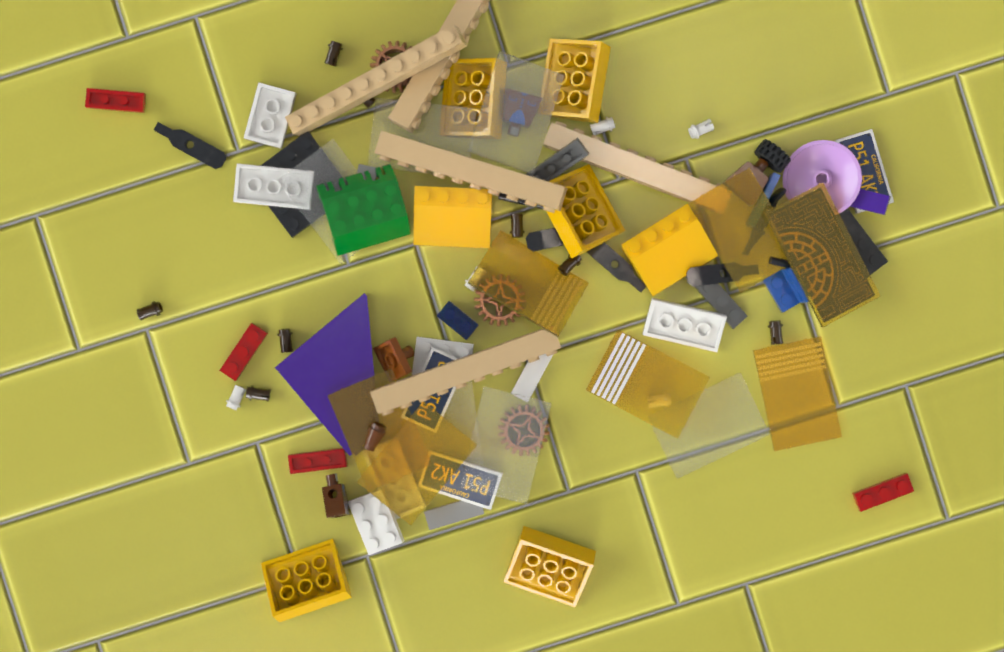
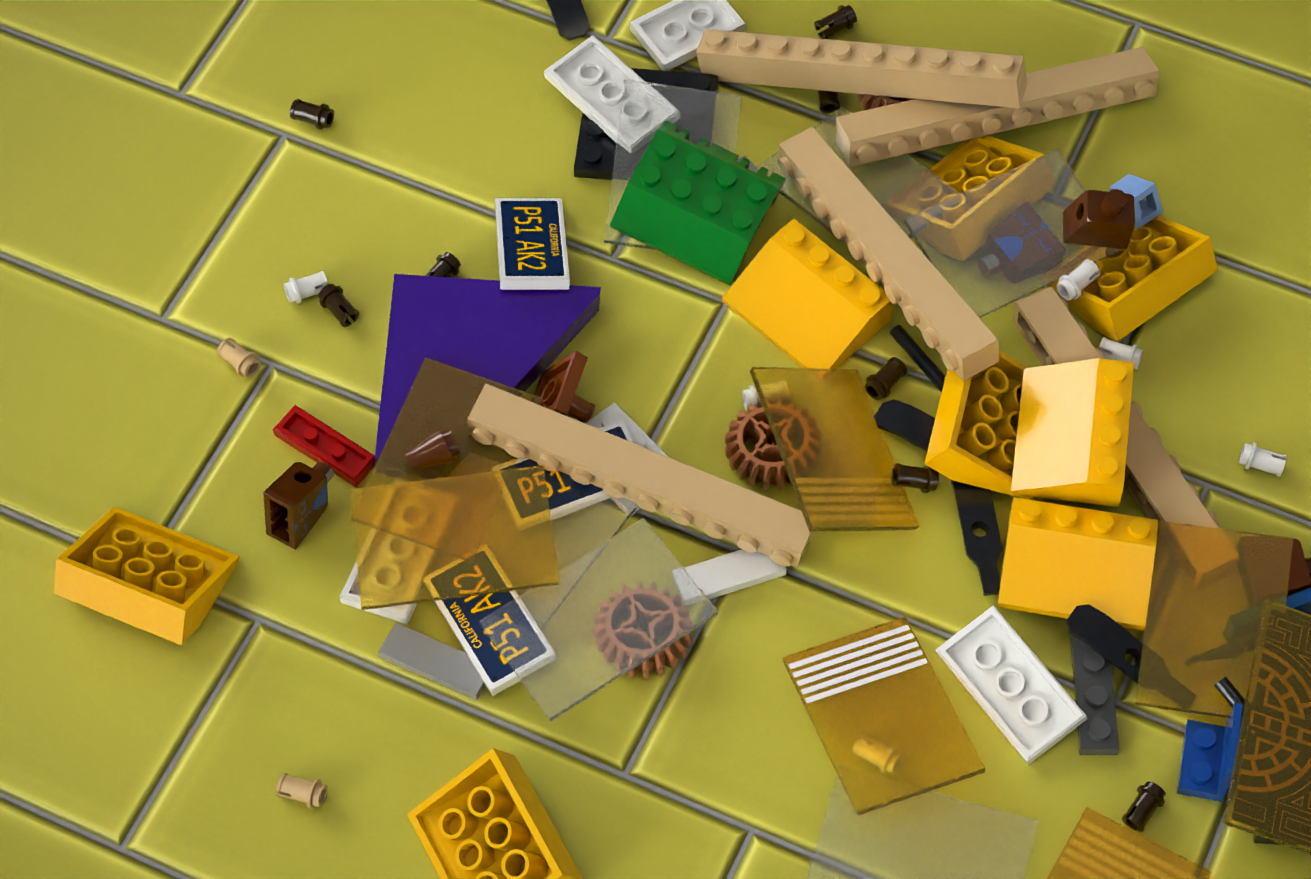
camera: 45 degrees right, 30 degrees down
(242, 455) = (245, 362): none -> tan pin
(243, 351) = (373, 247): red plate -> none
(313, 295) = (531, 244): none -> tile
(375, 523) = (316, 581): white plate -> none
(455, 610) = (302, 790): none -> tan pin
(457, 320) = (690, 422): clear blue brick -> none
(548, 41) = (1140, 188): none -> light blue brick
(551, 75) = (1100, 219): none -> reddish brown torso
(560, 161) = (1029, 334): dark grey plate -> none
(561, 110) = (1072, 284): none -> white pin
(621, 192) = (1074, 431): none -> yellow slope

